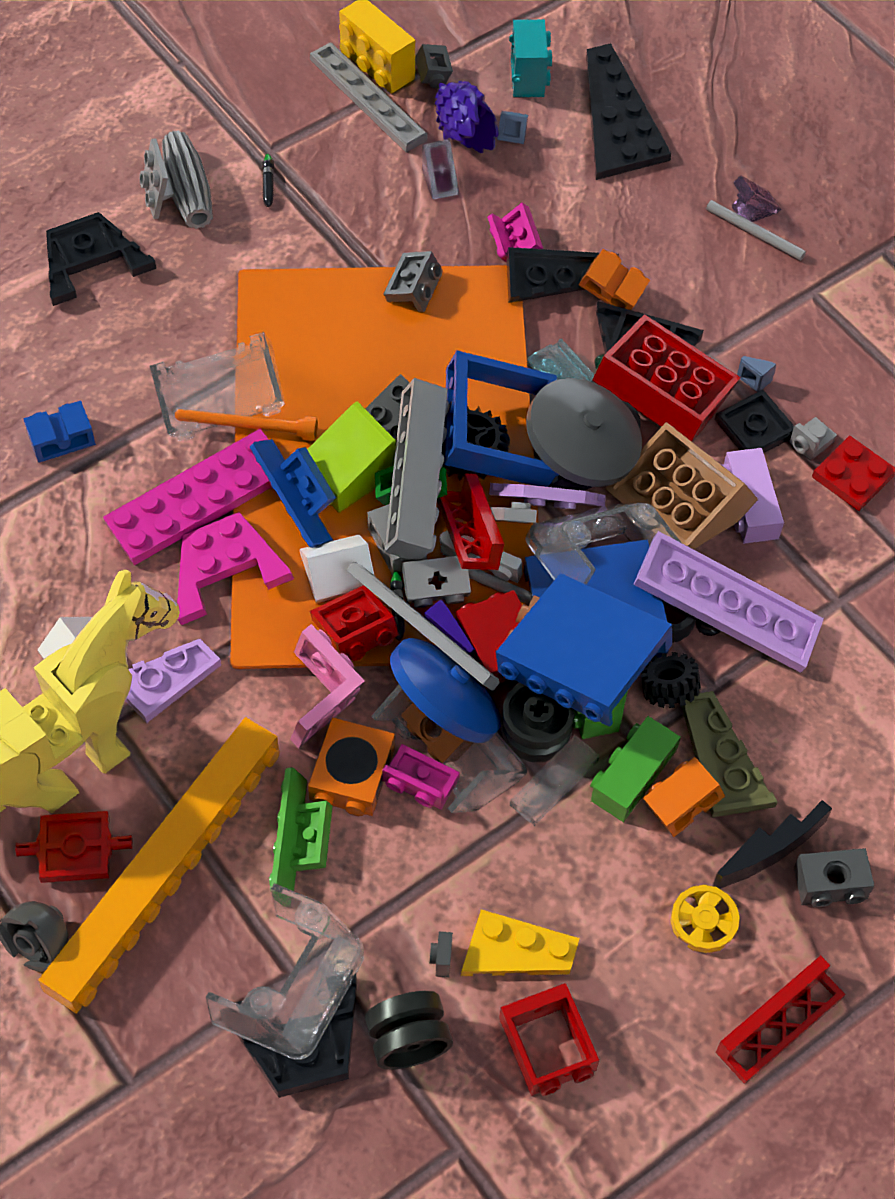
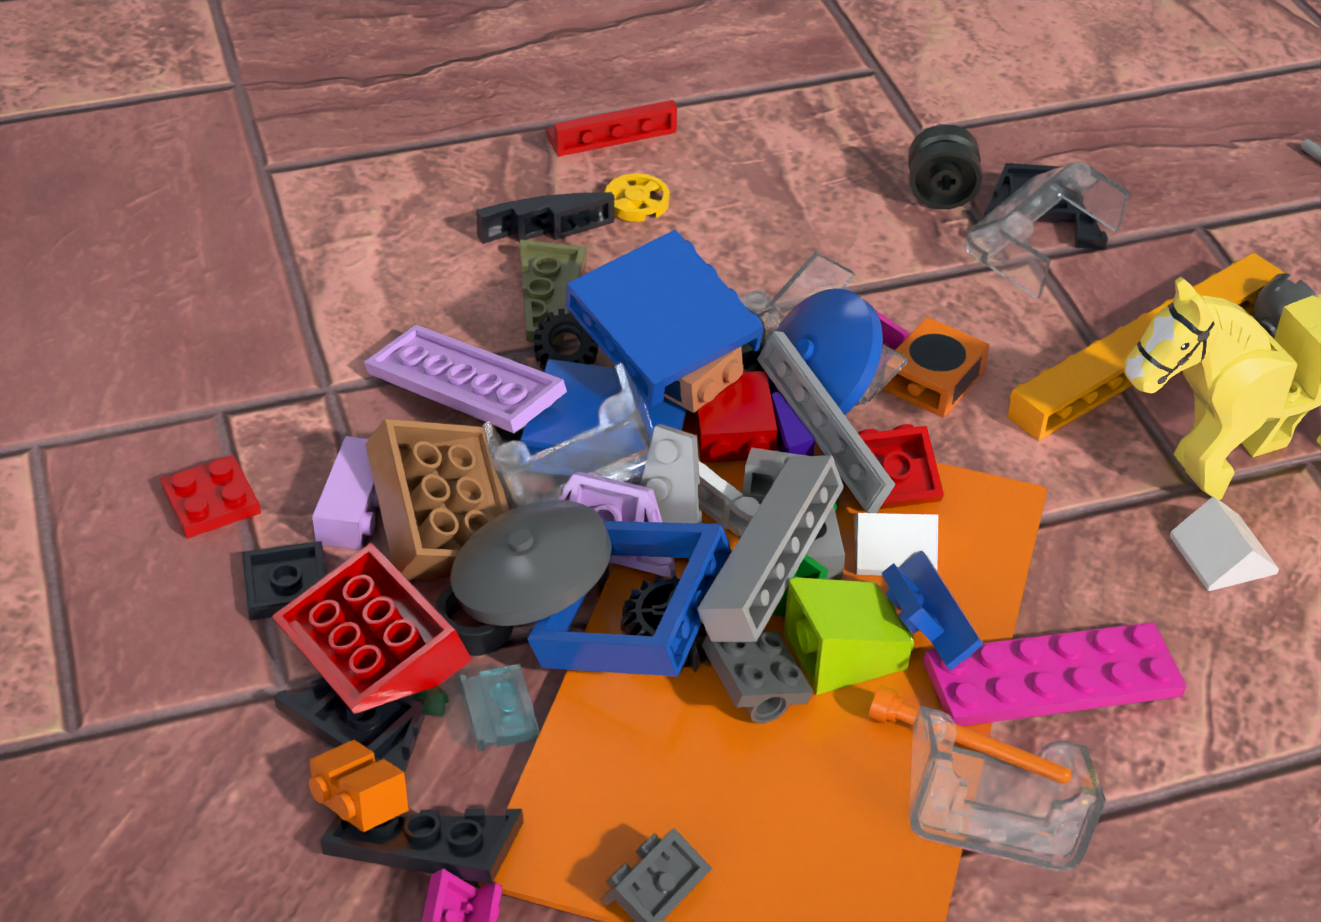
camera: 160 degrees left, 15 degrees down
(59, 432) = (1242, 813): blue brick -> none
(169, 677) = (1128, 494): lavender wing -> none
(221, 552) = (1031, 598): dark pink wing -> none
(301, 832) = (1004, 329): bright green bracket -> none
(336, 675) = (950, 417): bright pink bracket -> none
(441, 954) = (892, 221): dark grey plate -> none
(479, 525) = (714, 477): red fence -> none
(515, 946) = (819, 220): yellow wing -> none
(536, 1007) = (820, 171): red window -> none
(683, 796) = (600, 245): orange brick -> none
(753, 200) = (51, 876): clear purple slope -> none
(756, 230) = (82, 846): light grey bar -> none
(756, 372) = (241, 625): sand blue slope -> none
(812, 438) = (226, 543): light grey bracket -> none
(847, 865) = (501, 182): dark grey brick -> none

